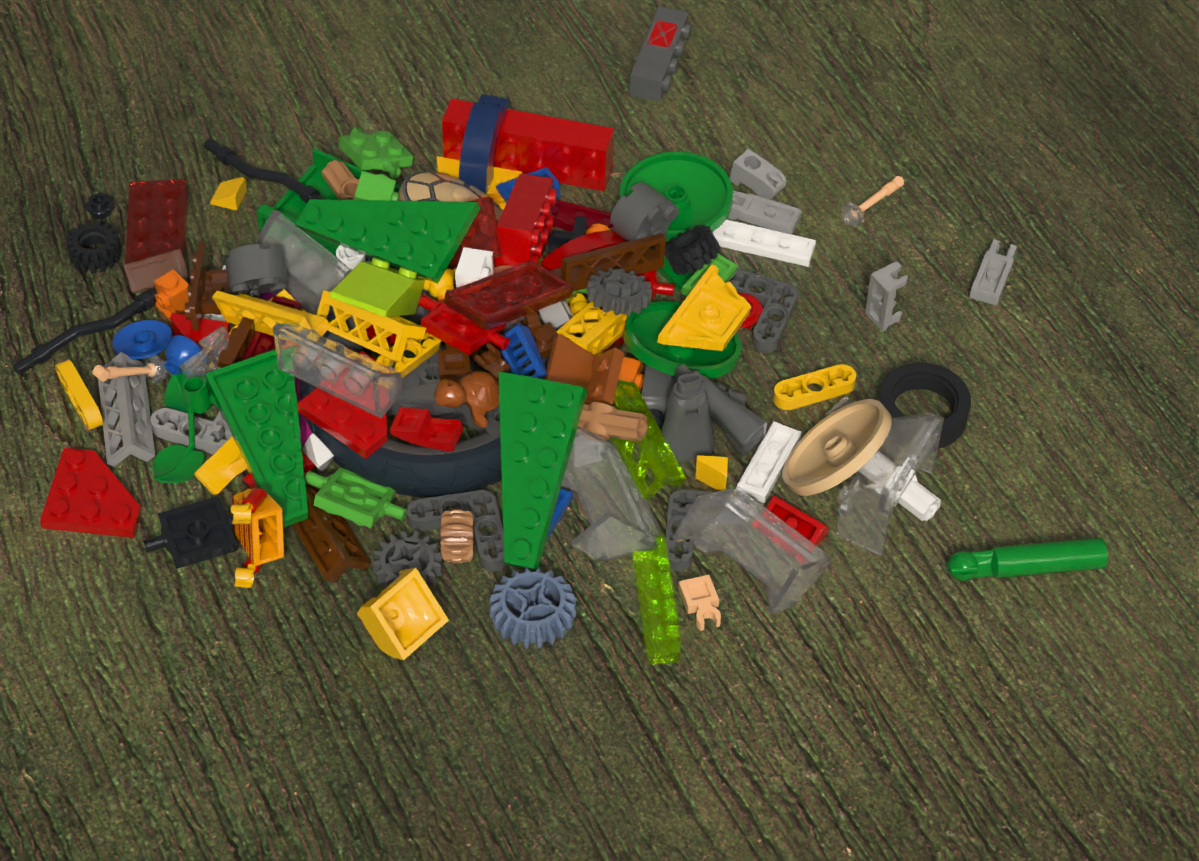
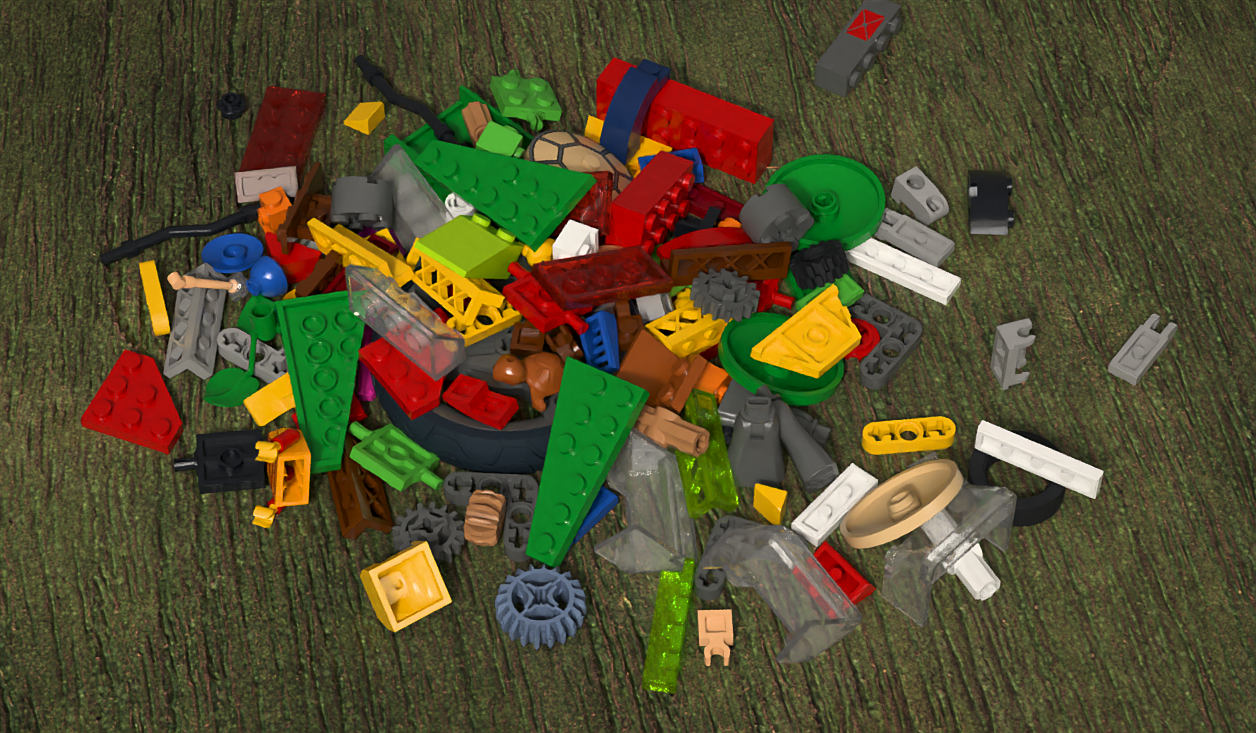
camera: 15 degrees right, 0 degrees up
(98, 257) = (213, 159): black tyre -> none
(207, 358) = (285, 286): clear slope -> none
(317, 452) = (371, 404): white slope -> none
(820, 169) = (989, 202): none -> black brick
(853, 214) = (1010, 258): piece -> none
(943, 384) = (1038, 459): none -> white tile
(1029, 559) = (1075, 663): green piece -> none

